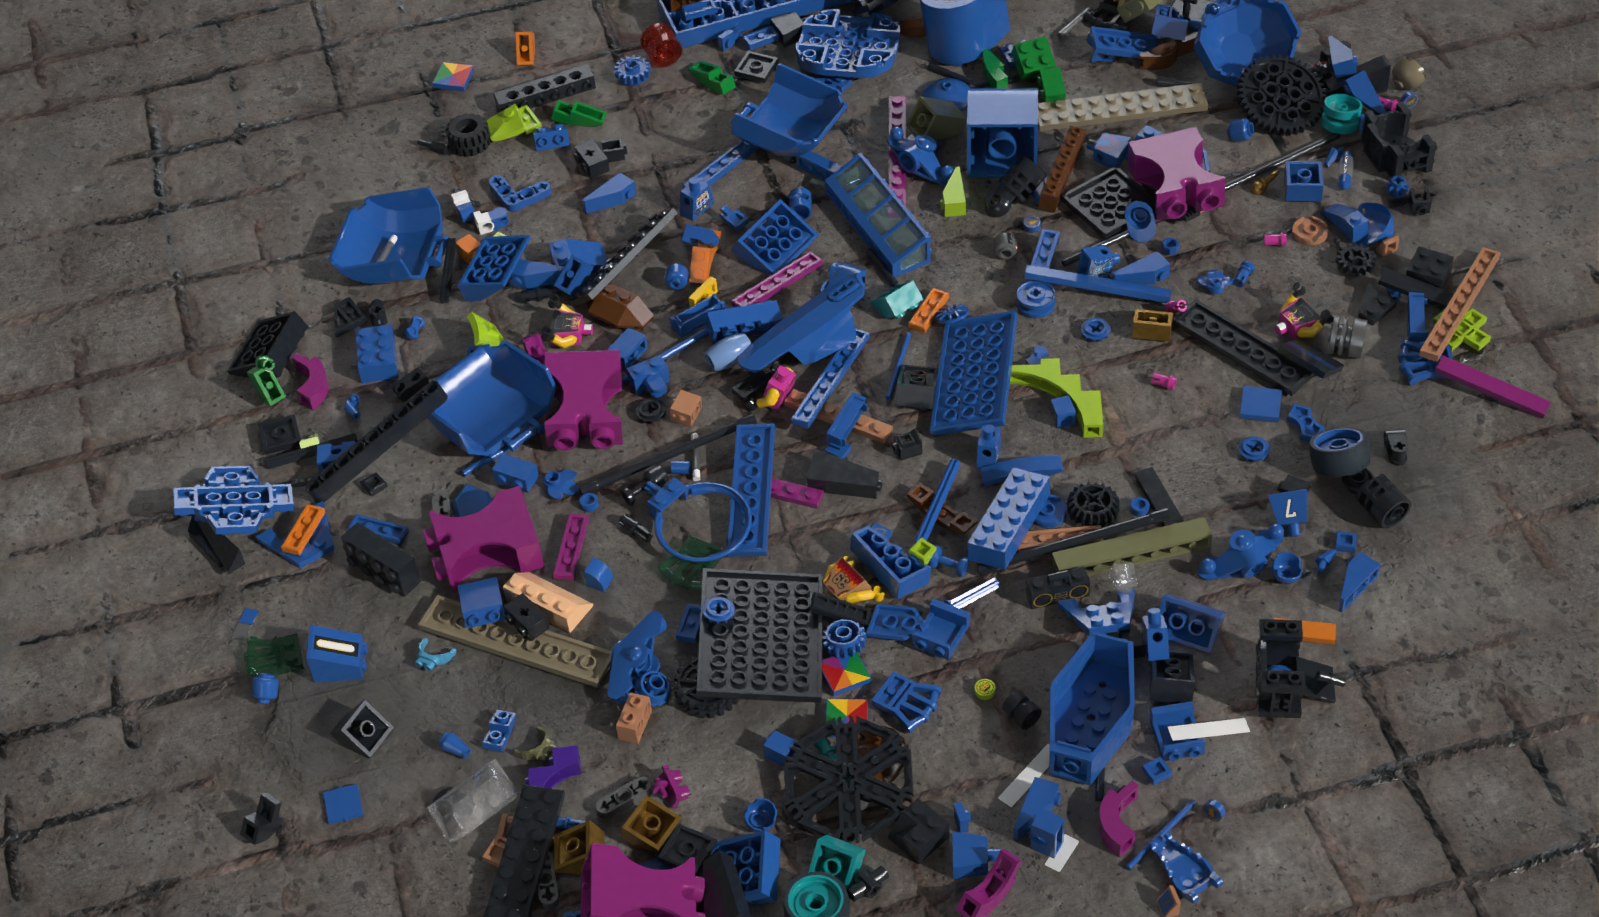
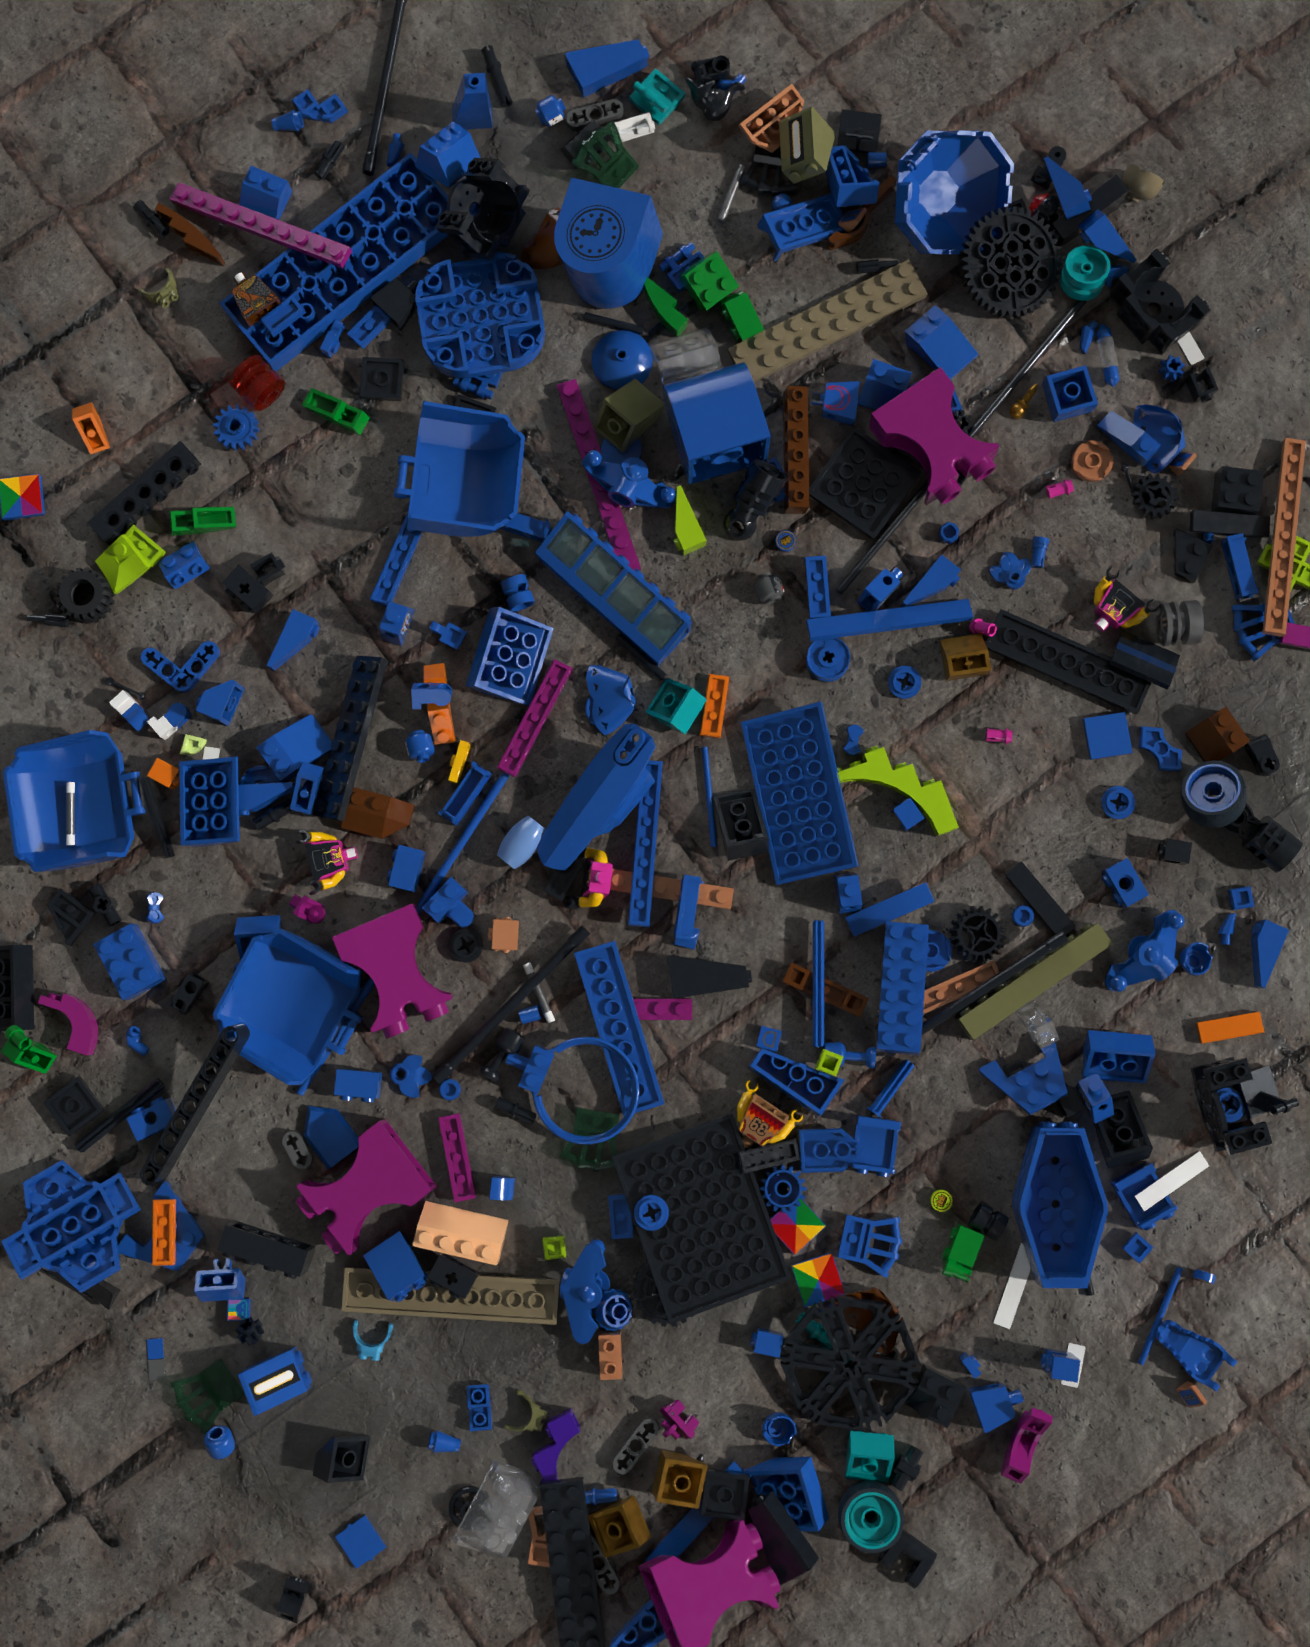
camera: 20 degrees left, 35 degrees up
(312, 440) = (113, 1106): yellowish green tile -> none
(328, 577) = (220, 1283): none -> blue brick
(333, 605) = (238, 1309): none -> tile
(334, 617) = (250, 1331): none -> black gear
(374, 484) = (208, 1137): black tile -> none
(391, 532) = (241, 1196): blue tile -> none
(484, 331) = (242, 899): lime plate -> none
(536, 212) = (220, 702): none -> blue slope
(620, 631) = (554, 1247): none -> lime tile
(743, 319) = (522, 794): blue wedge -> none
(907, 445) = (758, 911): black window -> none
(952, 314) = (744, 709): blue wheel -> none
(988, 727) = (961, 1252): none -> green hinge
(1042, 795) = (1038, 1325): blue slope -> none
(1062, 585) = (975, 1055): black piece -> none
(1113, 831) = (1109, 1320): magenta arch -> none
(1140, 221) = (909, 512): blue piece -> none
(1210, 126) = (940, 342): none -> blue slope
(1239, 502) = (1135, 889): none -> blue brick
(1240, 130) = (976, 327): blue head -> none
(1290, 510) = (1181, 883): blue torso -> none
(1363, 416) = (1217, 736): none -> reddish brown slope
(1389, 104) = (1129, 234): dark pink pin -> none
(1410, 99) = (1150, 221): blue tile -> none
(1418, 180) = (1190, 349): none -> white sticker

